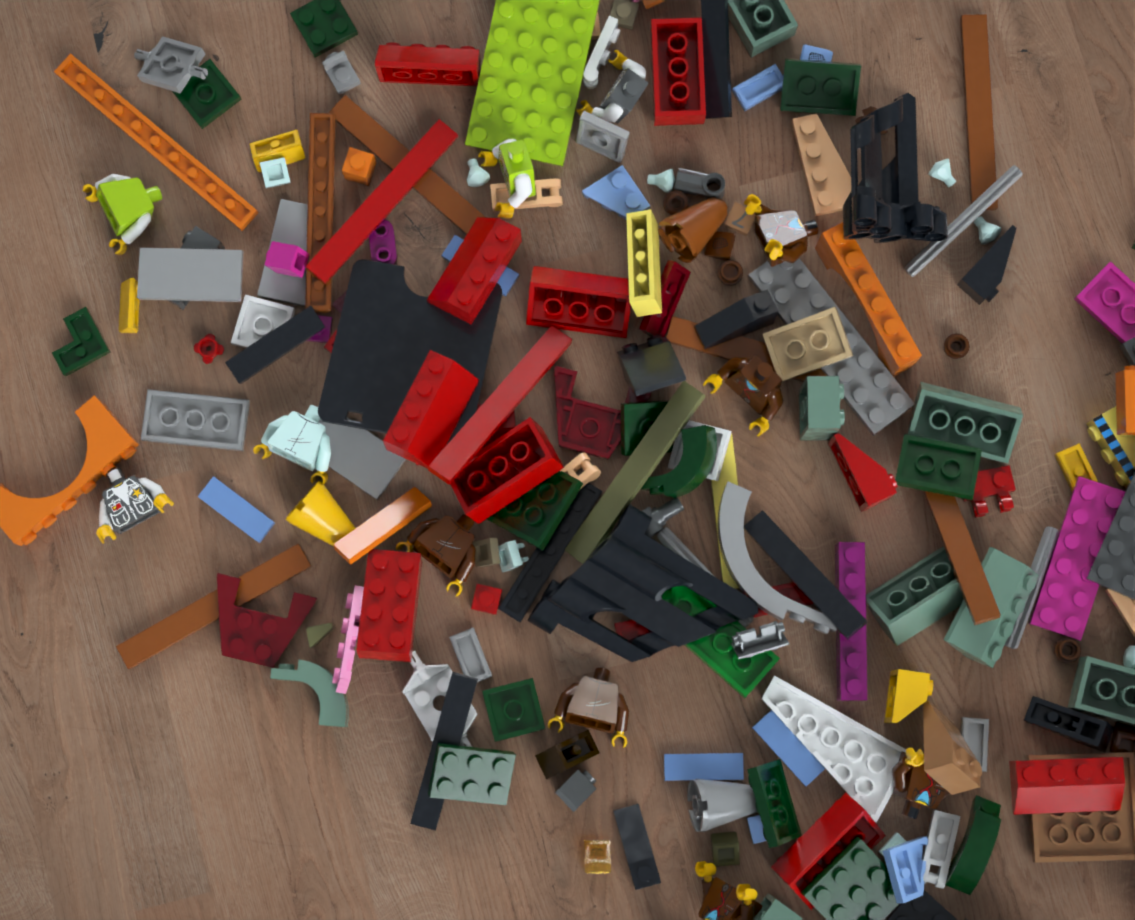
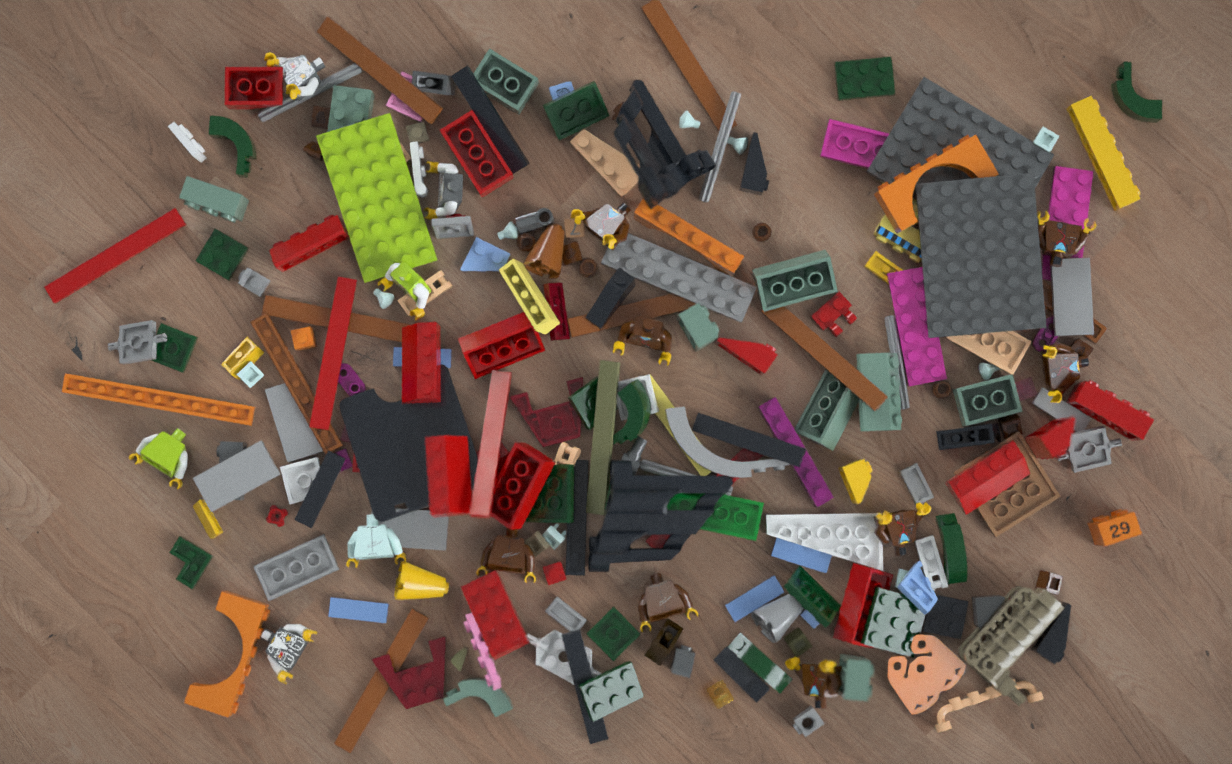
camera: 35 degrees left, 5 degrees up
(286, 259) = (293, 429): dark pink brick -> none
(382, 525) = (460, 566): tile -> none
(650, 365) = (573, 362): black slope -> none
(667, 846) = (760, 663): none -> dark green arch
(749, 644) = (740, 505): dark grey hinge -> none
(759, 87) = (535, 132): light blue tile -> none
(808, 344) = (666, 288): tan plate -> none
(938, 467) = (794, 320): dark green plate -> none
(947, 753) = (903, 502): medium nougat slope -> none

